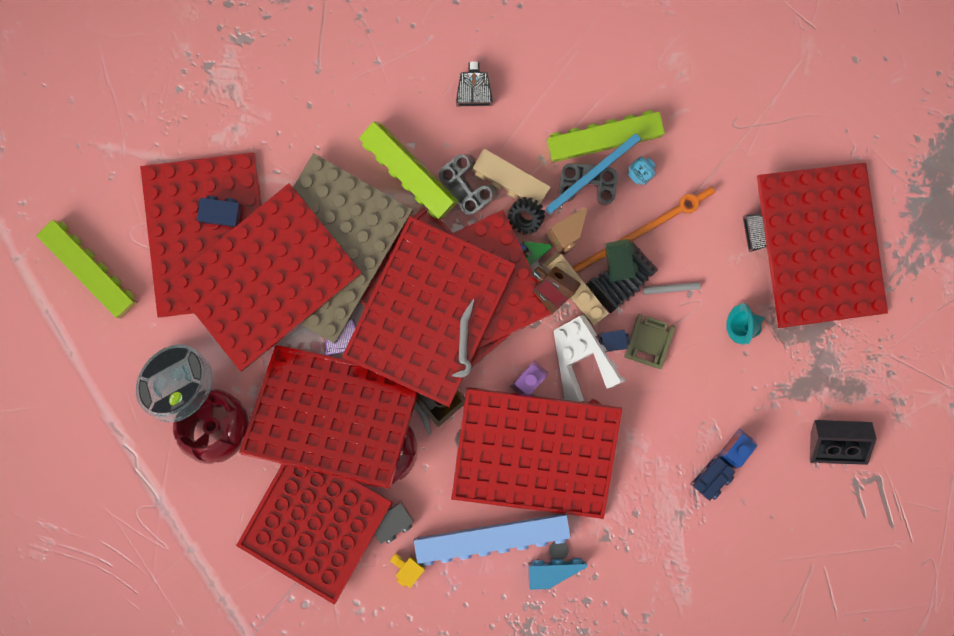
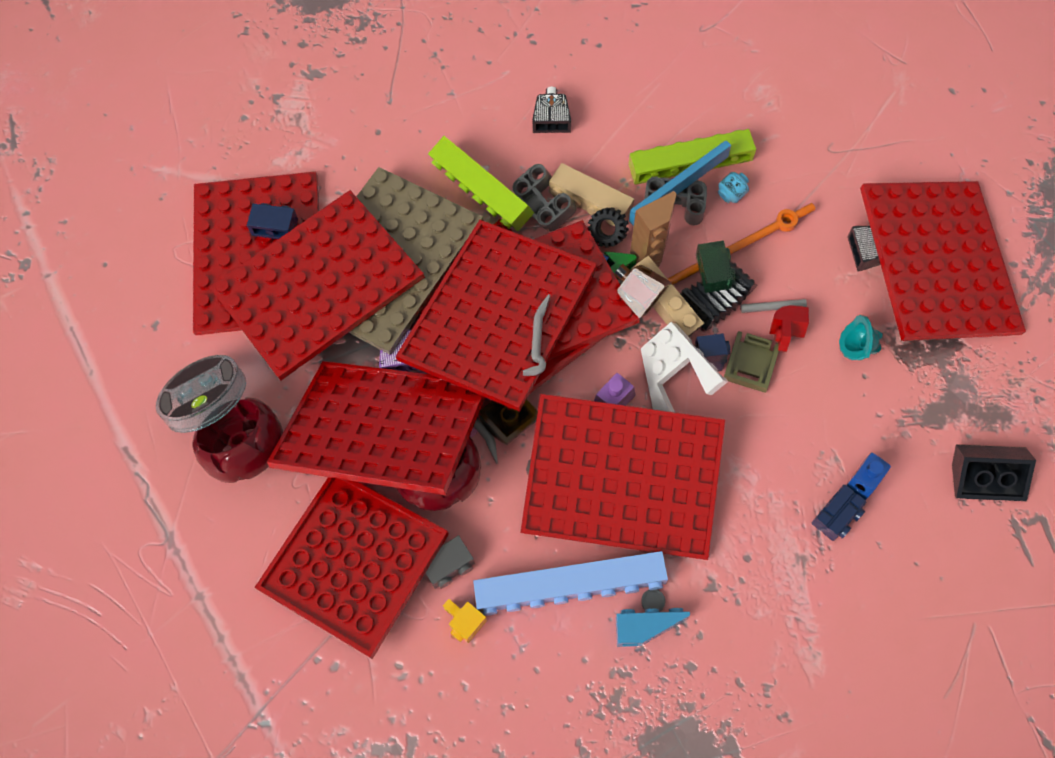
camera: 10 degrees right, 20 degrees down
(87, 268) = (122, 282): lime brick -> none
(682, 307) = (789, 322): none -> red brick

